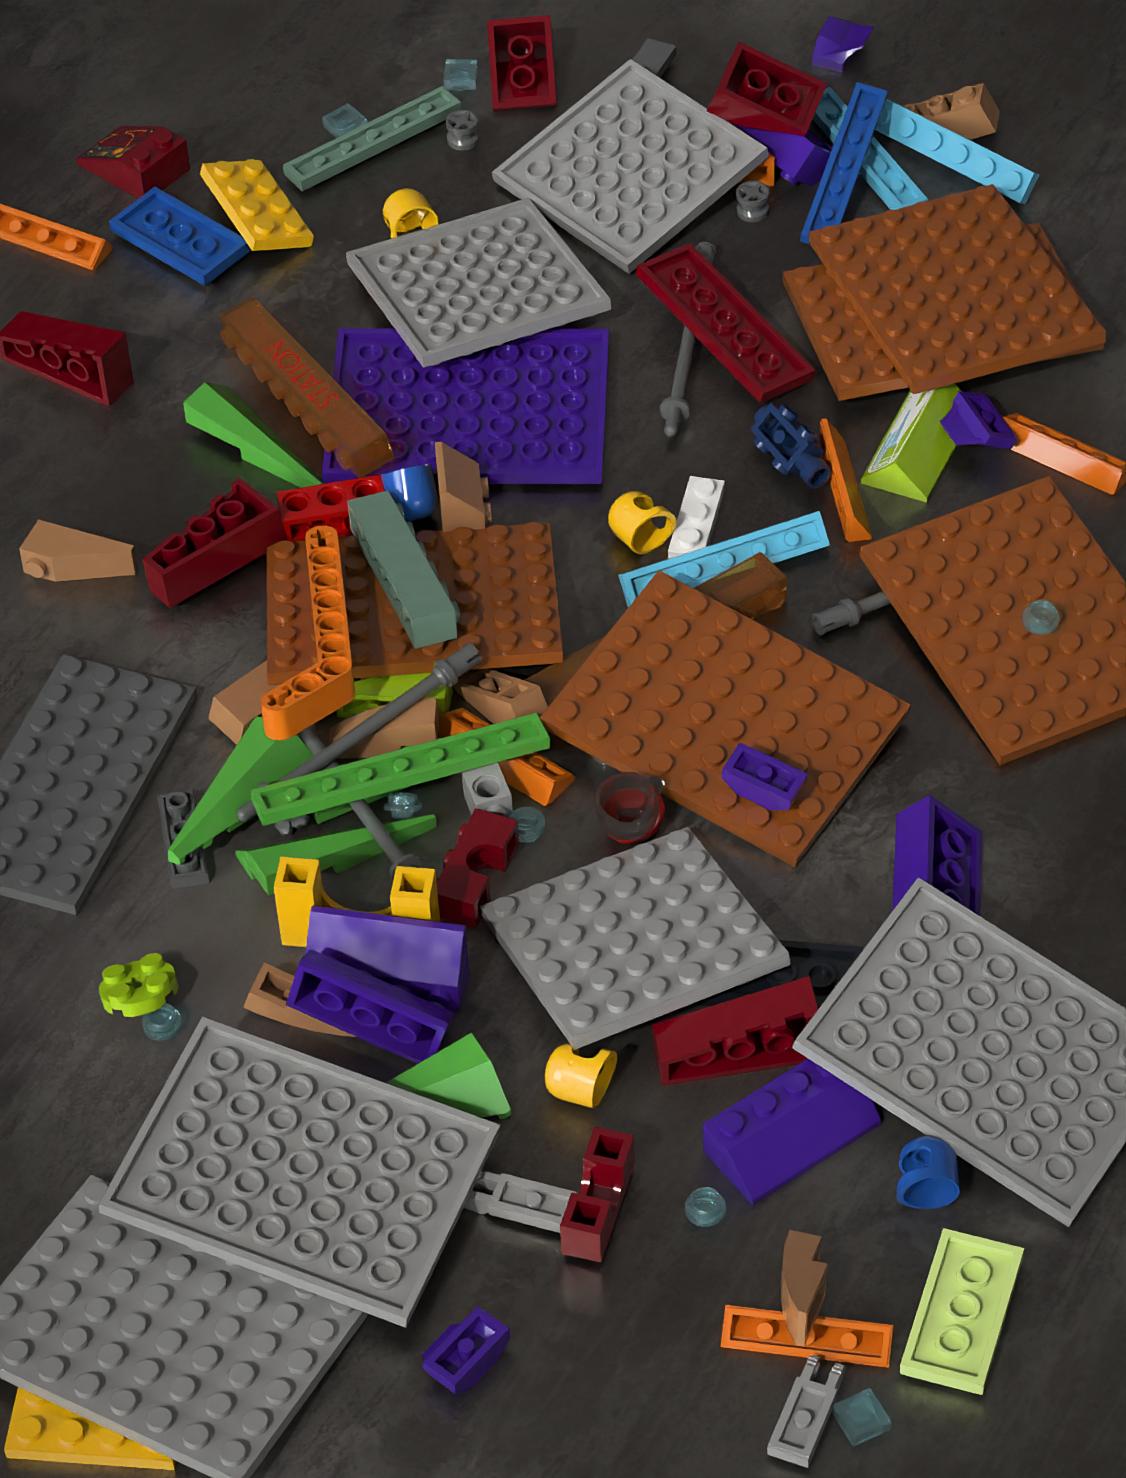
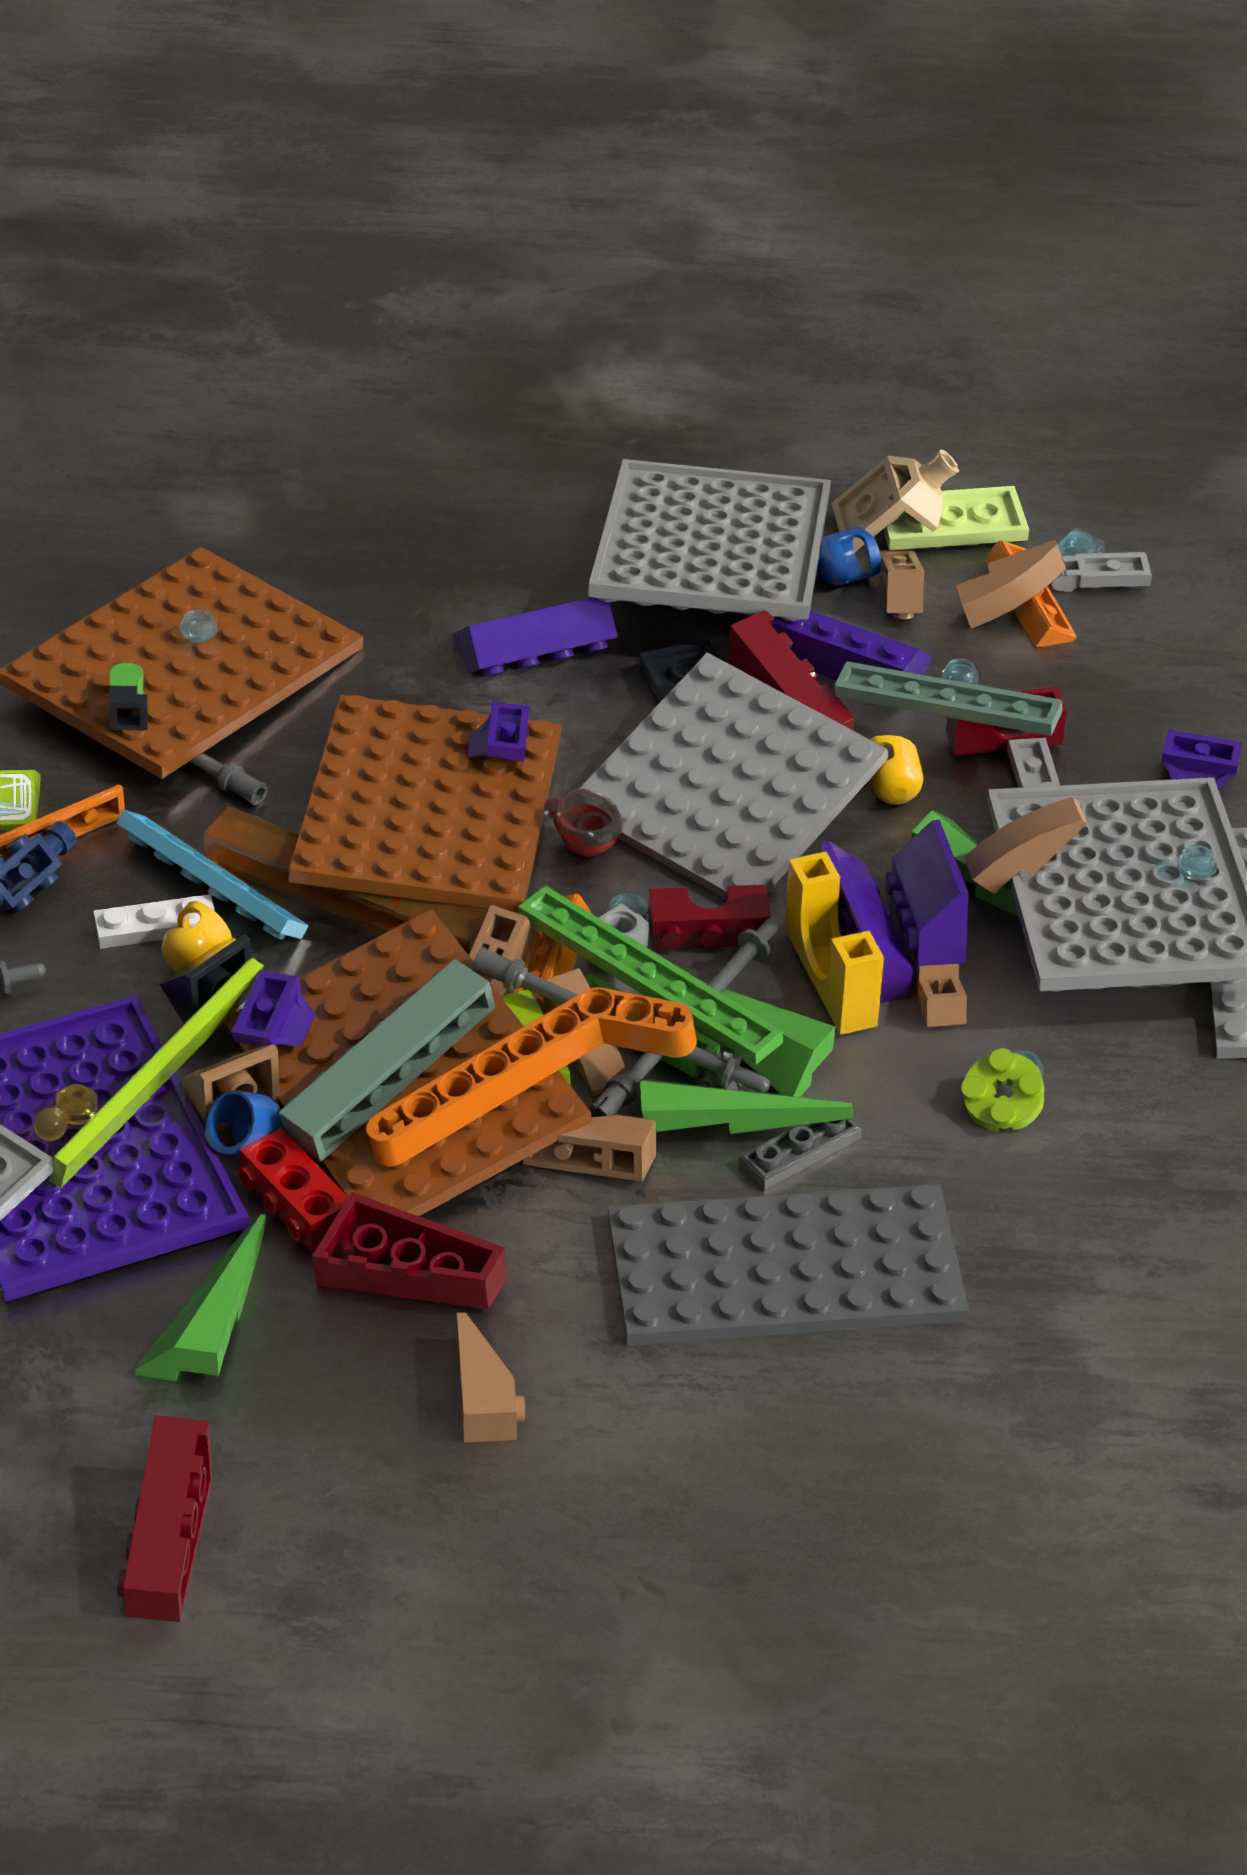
camera: 120 degrees left, 5 degrees down
(270, 1210) = (1197, 862): none -> clear light blue plate
(305, 388) = (127, 1269): clear orange brick -> none
(370, 1073) = (1024, 843): none -> medium nougat slope
(490, 399) = (73, 1106): none -> clear yellow plate
(492, 449) = (154, 1074): none -> lime tile
(506, 526) = (274, 1012): none -> dark purple slope
(580, 510) = (205, 976): none -> black slope
(614, 1117) = (948, 698): none -> sand green plate
(875, 1212) = (902, 583): none -> medium nougat slope
(945, 528) = (126, 699): none -> black leg
(987, 1243) = (891, 489): none -> tan plate

